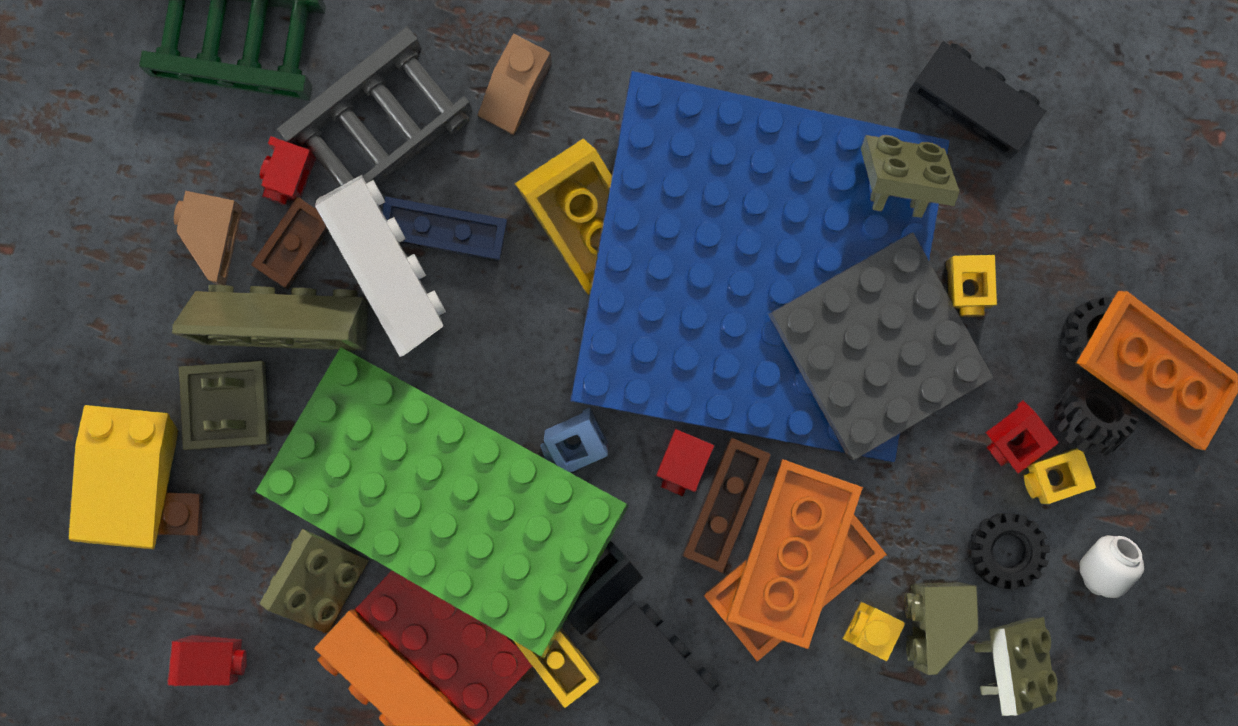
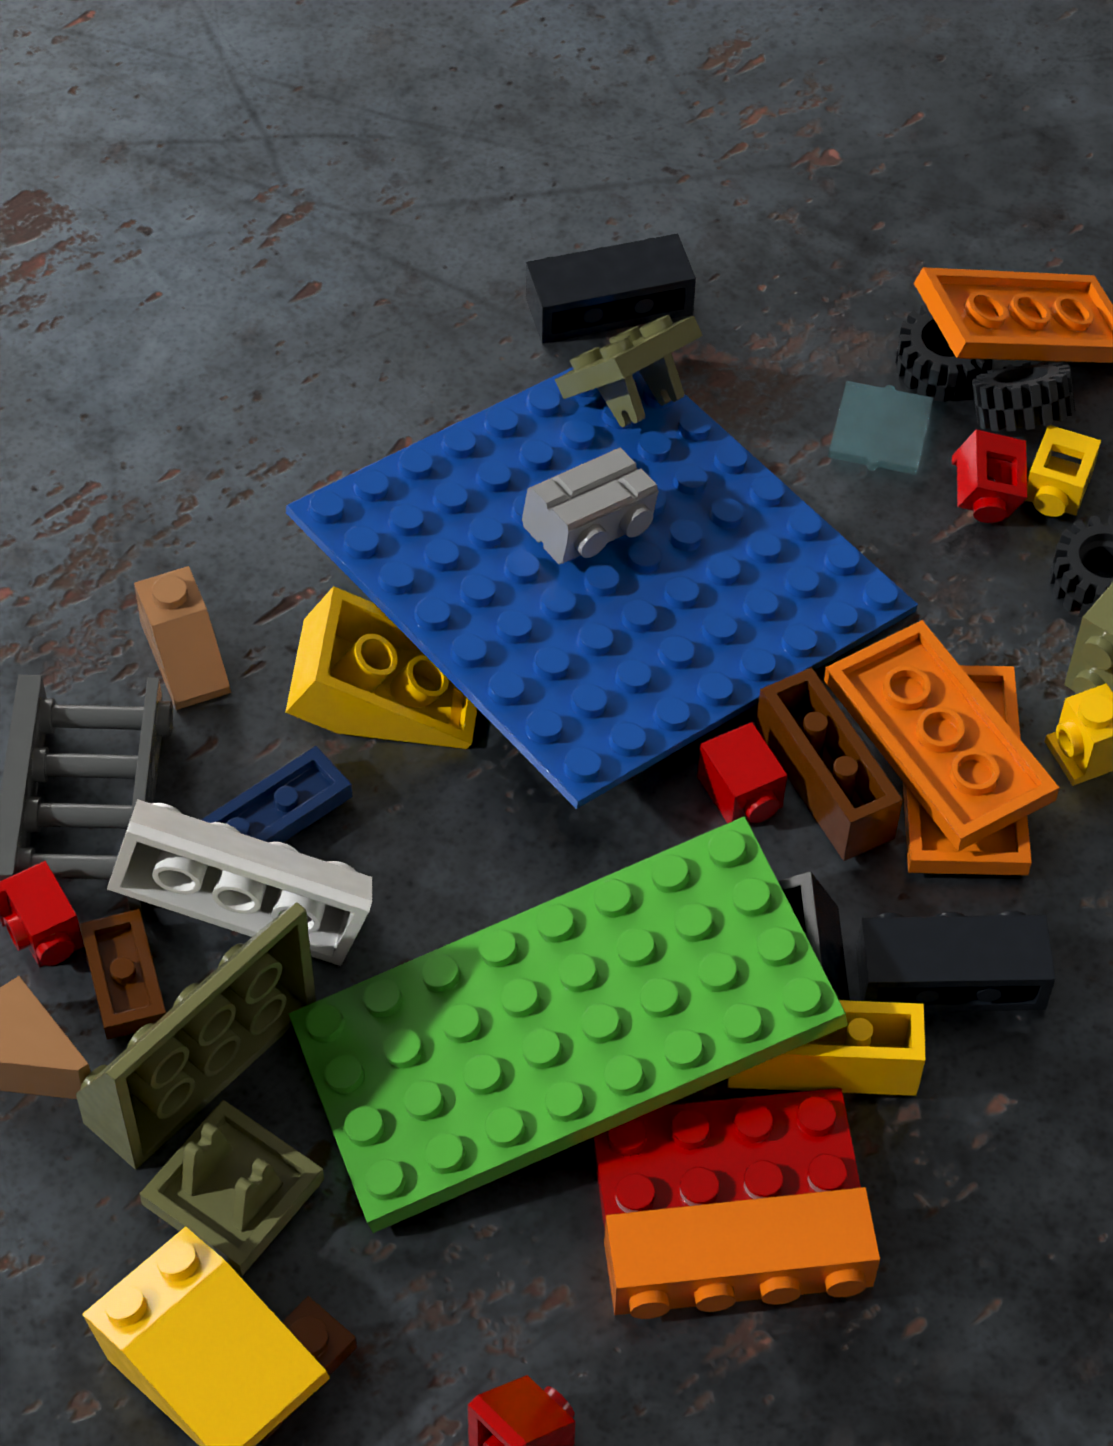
camera: 50 degrees left, 30 degrees down
(313, 581) = (534, 1233): olive plate -> none
(570, 457) = (624, 840): medium blue brick -> none
(777, 241) = (590, 506): none -> light grey brick
(880, 346) = (784, 520): dark grey plate -> none
(982, 274) = (790, 409): yellow brick -> none
(1014, 339) = (880, 427): none -> clear light blue piece

